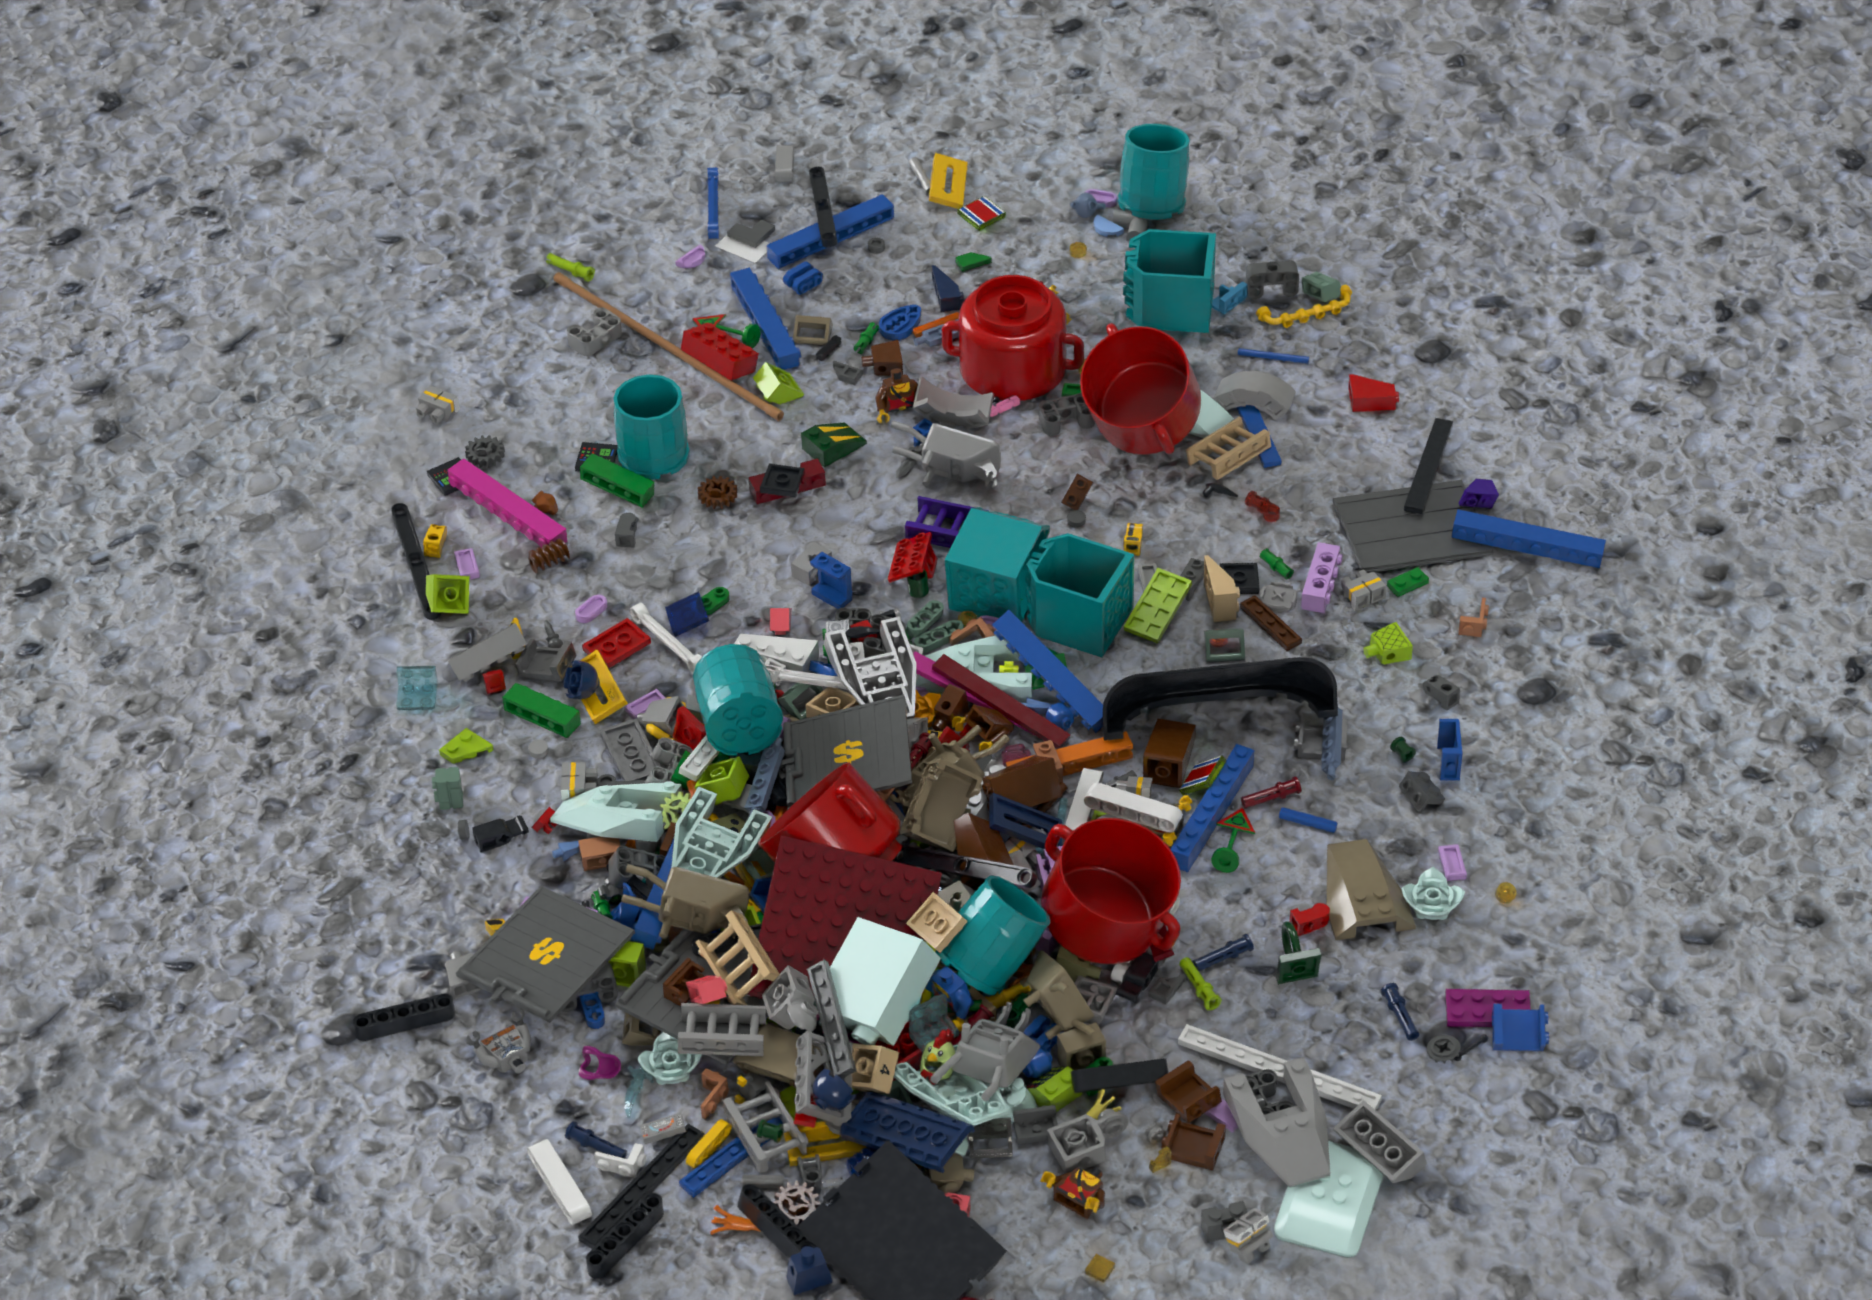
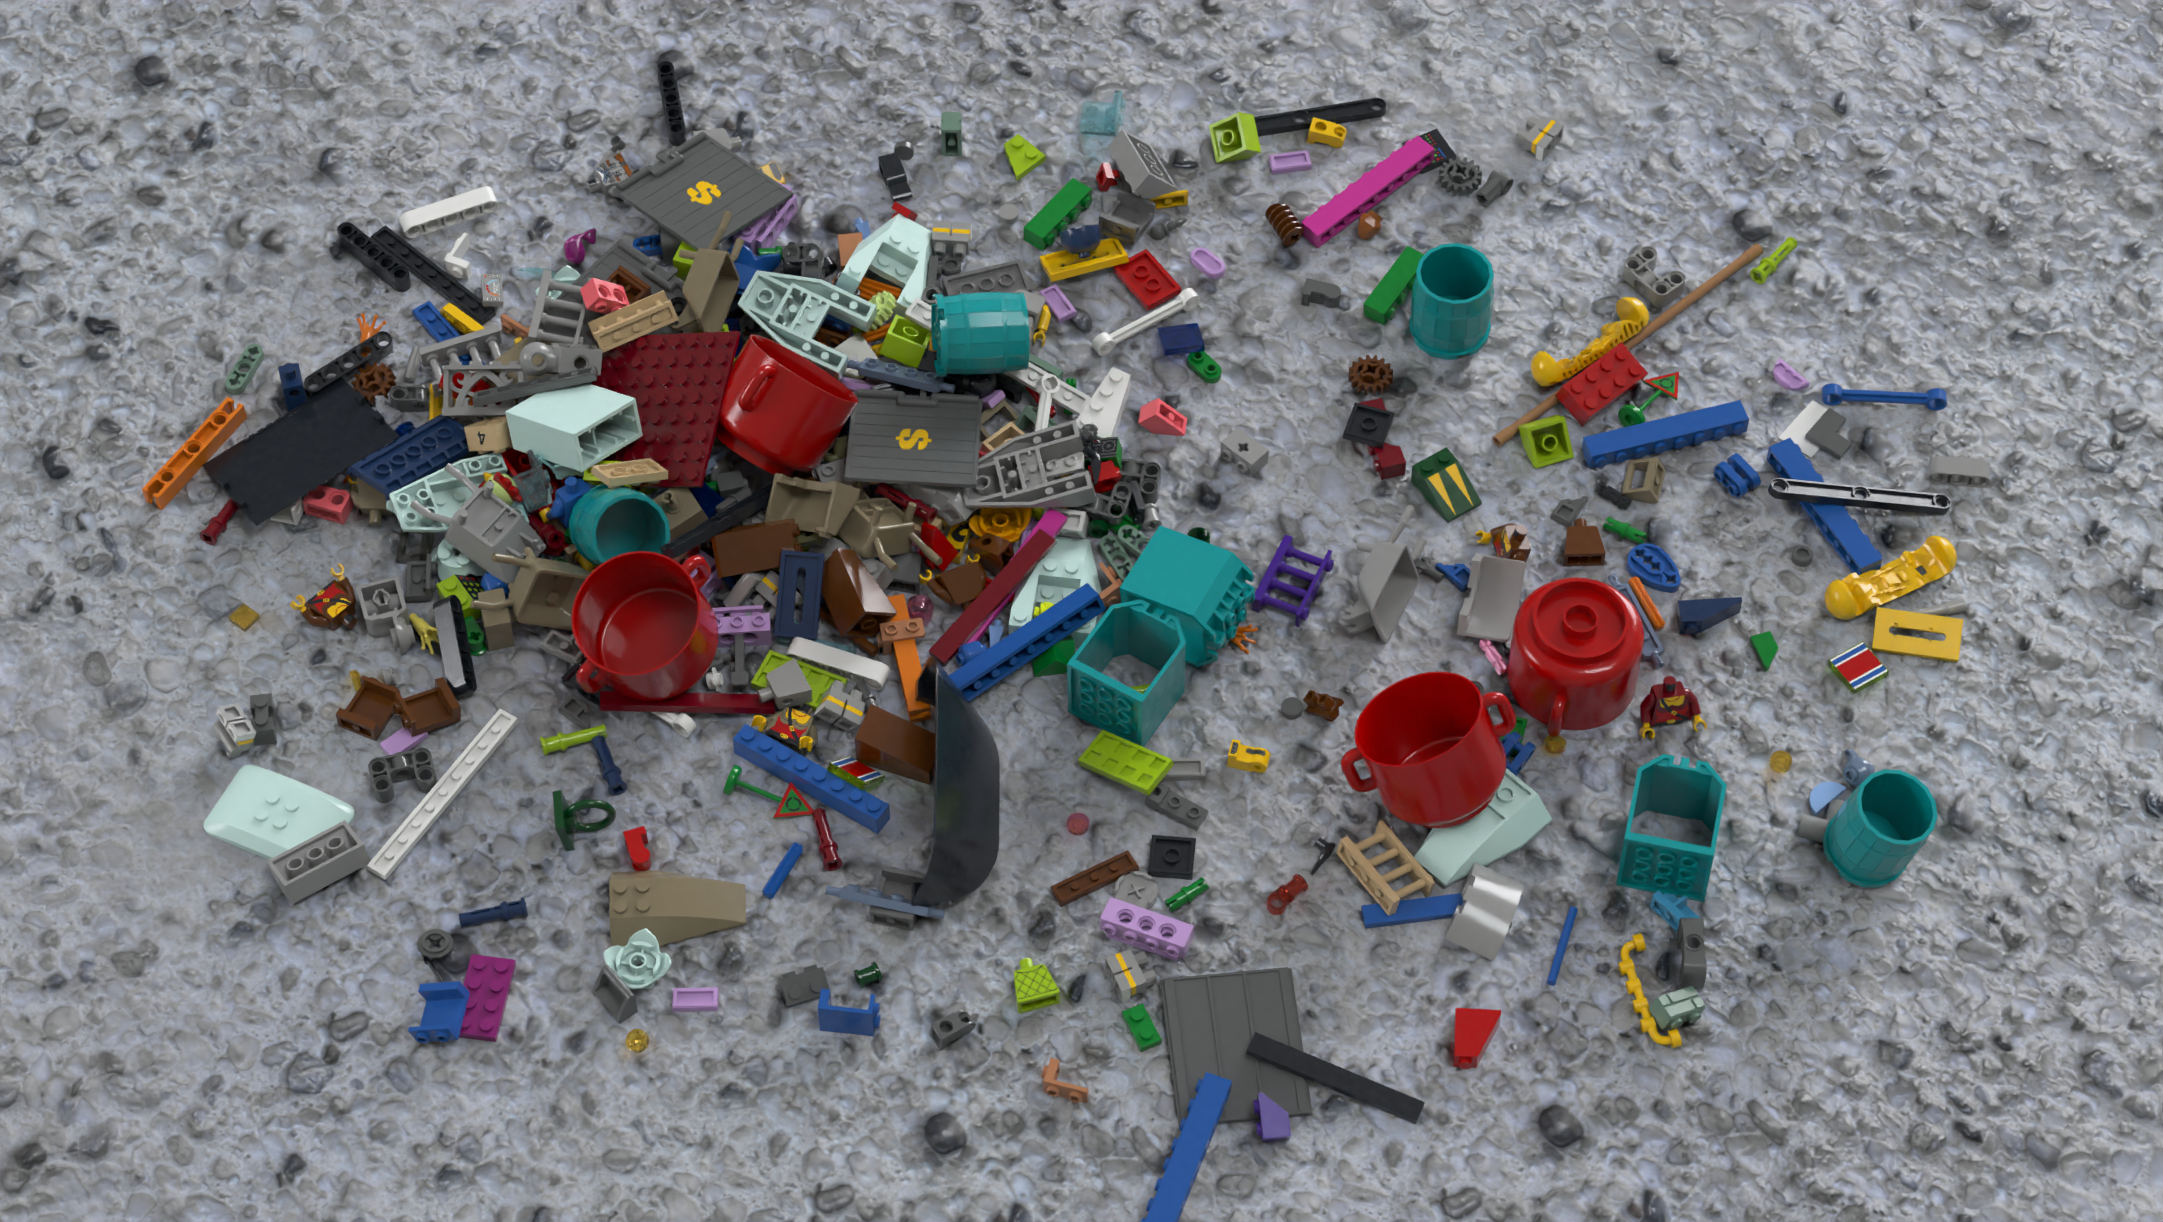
camera: 95 degrees right, 10 degrees up
(493, 427) = (1495, 185): none -> dark grey piece
(589, 1139) = (495, 234): dark blue pin -> none
(677, 357) = (1632, 317): none -> yellow piece
(770, 1131) = (448, 356): dark green bush -> none
(817, 644) = (1089, 431): none -> dark grey axle
(831, 1092) = (456, 388): dark blue cylinder -> none
(834, 581) = (1202, 457): blue panel -> none
(913, 557) = (1233, 536): red bracket -> none
(915, 211) = (1874, 588): none -> yellow piece
(1133, 807) = (794, 685): white beam -> none
(1220, 591) = (1138, 820): tan slope -> none
(1220, 634) = (1067, 822): sand green tile -> none
(1289, 1139) = (343, 779): light grey wedge -> none
(1470, 913) = (614, 995): none -> dark grey tile

